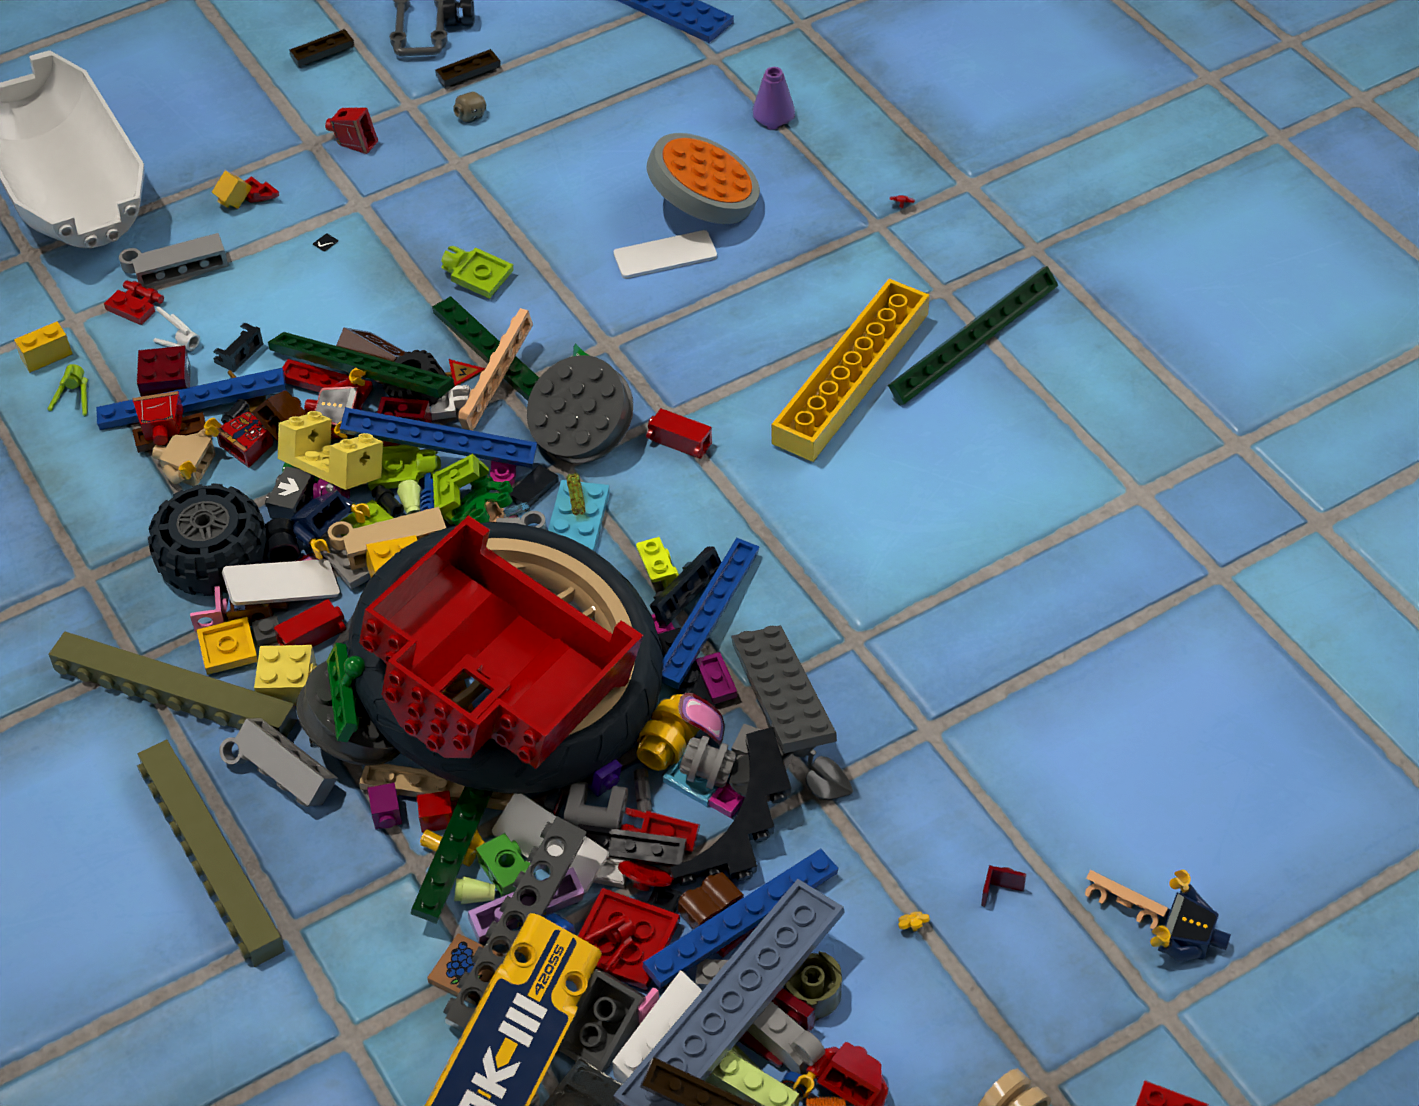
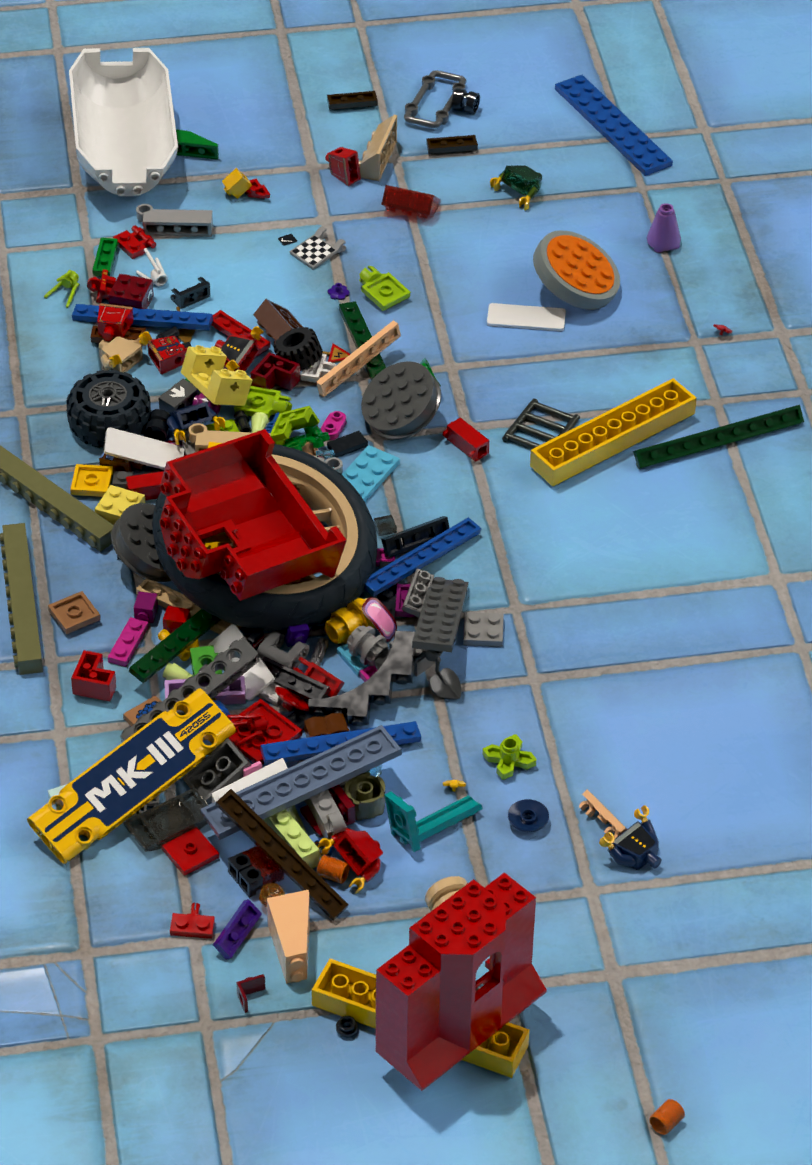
camera: 20 degrees right, 5 degrees down
(43, 346) = (58, 253): yellow brick -> none
(106, 333) = (105, 256): none -> green plate
(120, 372) = (101, 285): none -> red hips
(160, 156) = (195, 146): none -> green slope
(216, 615) = (93, 458): bright pink bracket -> none
(278, 409) = (193, 337): reddish brown torso -> none
(281, 760) = (90, 558): light grey hinge -> none
(290, 847) = (74, 612): none -> medium nougat plate
(342, 672) = (142, 528): green plate -> none
(364, 944) = (92, 679): none -> red brick
(369, 247) = (315, 250): none -> flag
(375, 368) = (271, 329): dark green plate -> none
(382, 865) = (128, 642): none -> dark pink plate
(385, 98) = (379, 149): none -> tan slope
(421, 290) = (338, 292): none -> dark purple plant
(439, 437) = (295, 390): blue plate -> none
(455, 152) = (410, 202): none -> clear red slope
(469, 106) = (438, 172): dark tan head -> none
(574, 87) = (522, 180): none -> clear green torso
(576, 494) = (371, 455): clear yellow axle -> none
(640, 580) = (385, 525): none -> clear smoke plate
(657, 561) = (403, 513): neon yellow bracket -> none
(728, 663) = (417, 592): none -> light grey tile
(730, 379) = (526, 414): none -> pearl dark grey bar
(835, 682) = (483, 629): none -> light grey plate
(903, 1007) = (404, 824): none -> teal bracket
(962, 854) = (508, 756): none -> lime plant
(1003, 877) = (525, 776): dark red bracket -> none
(1032, 923) = (528, 815): none -> dark blue dish

